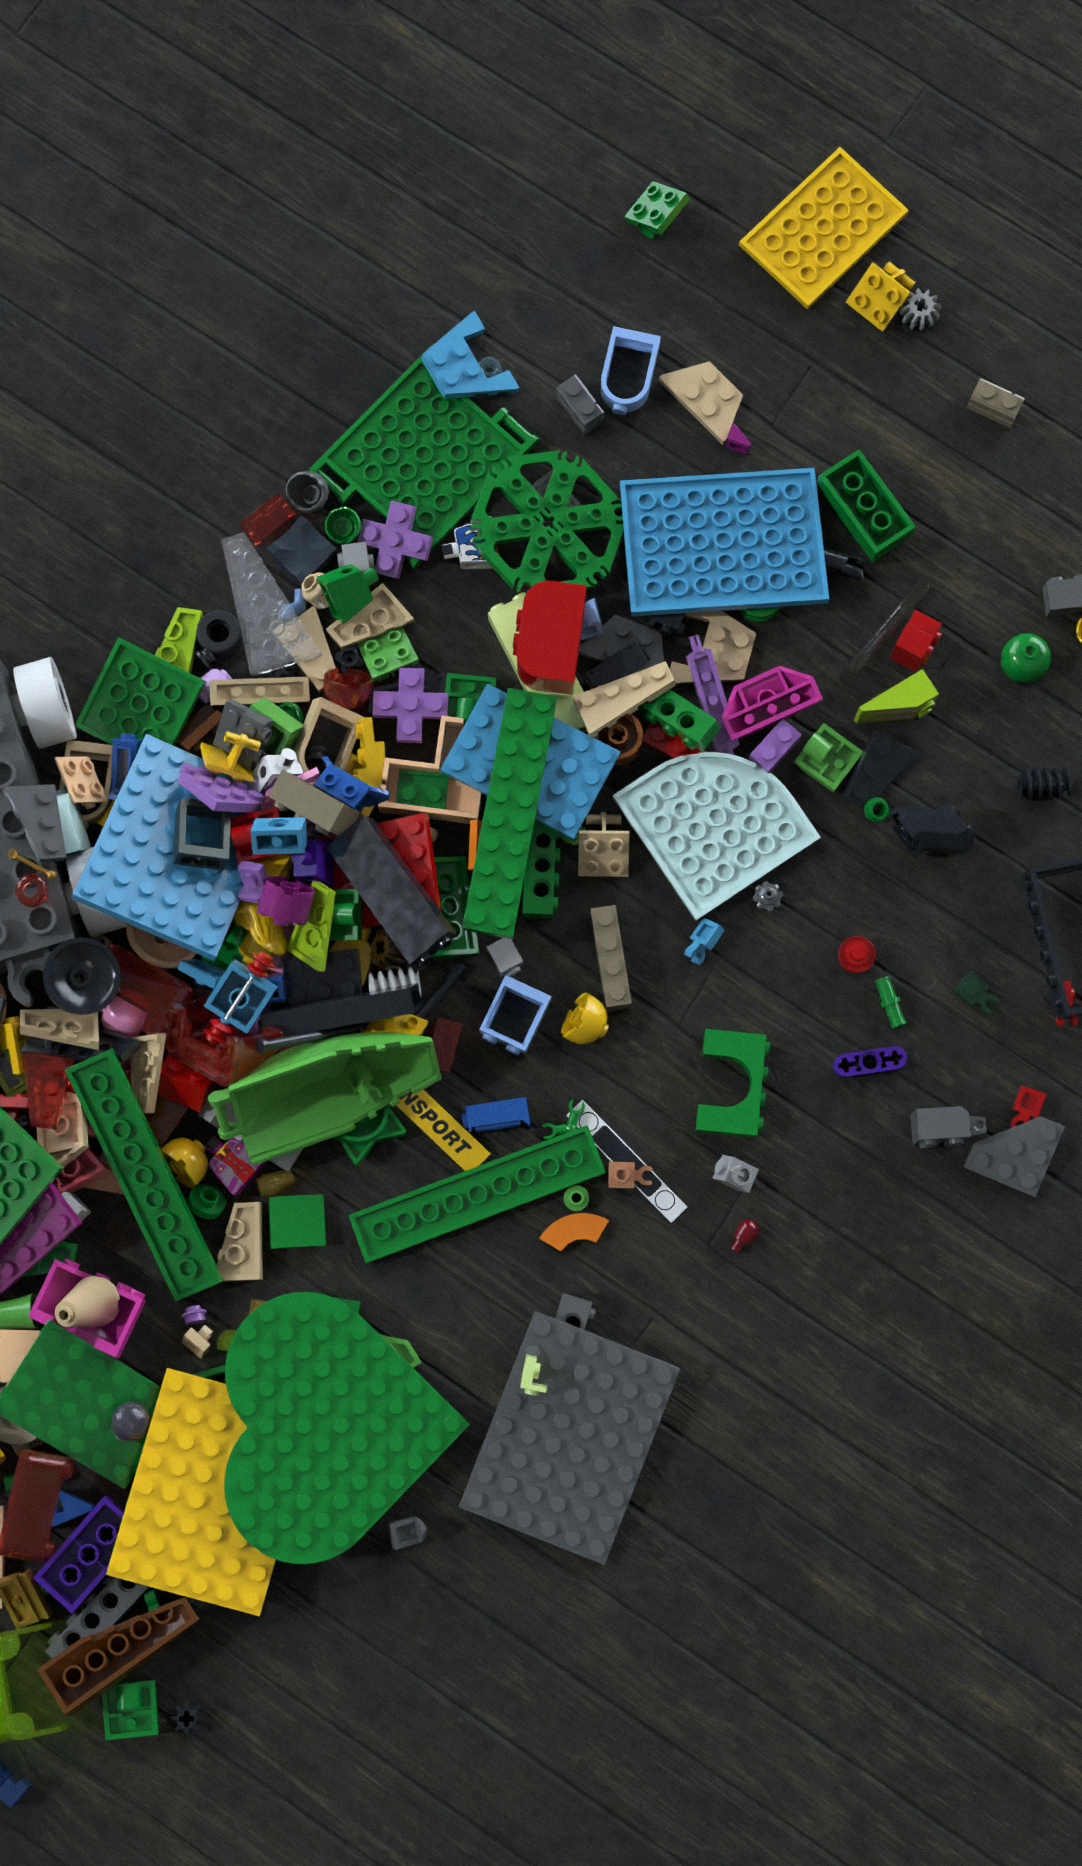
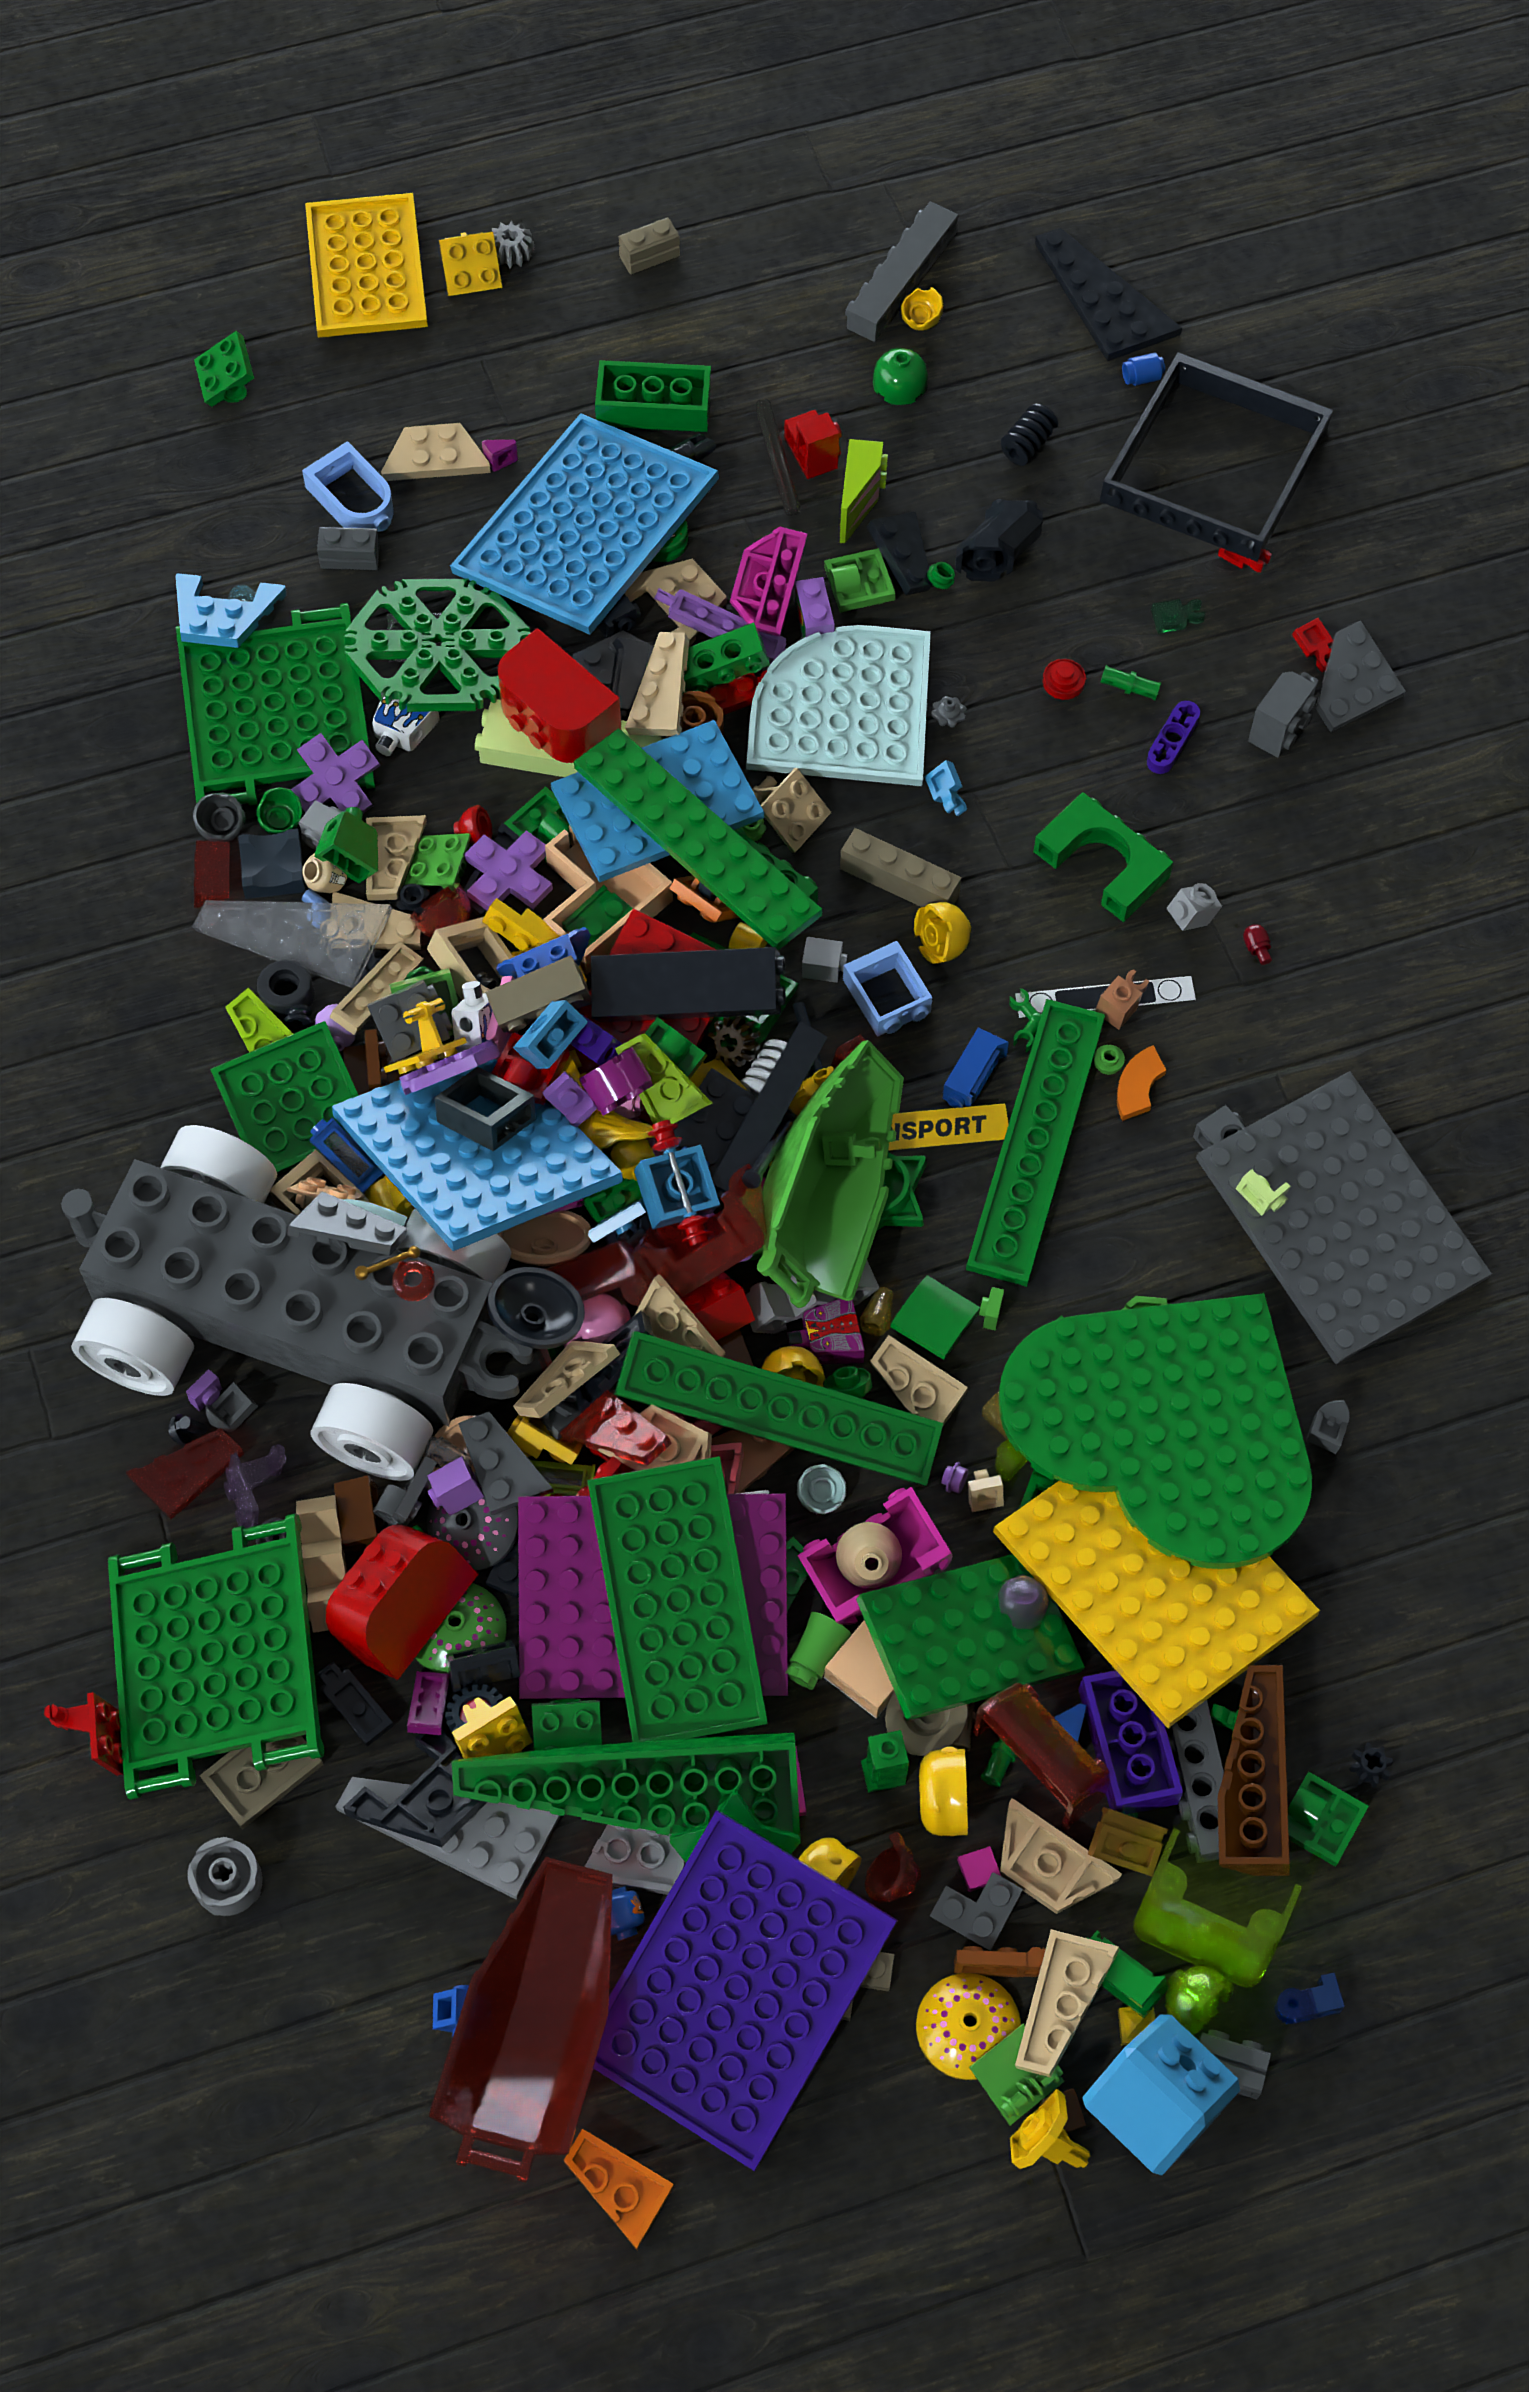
camera: 55 degrees left, 15 degrees down
(121, 1237) = (821, 1489): none -> light aqua hair
(329, 1253) = (991, 1307): none -> bright green plate
(431, 656) = (476, 822): none -> red brick

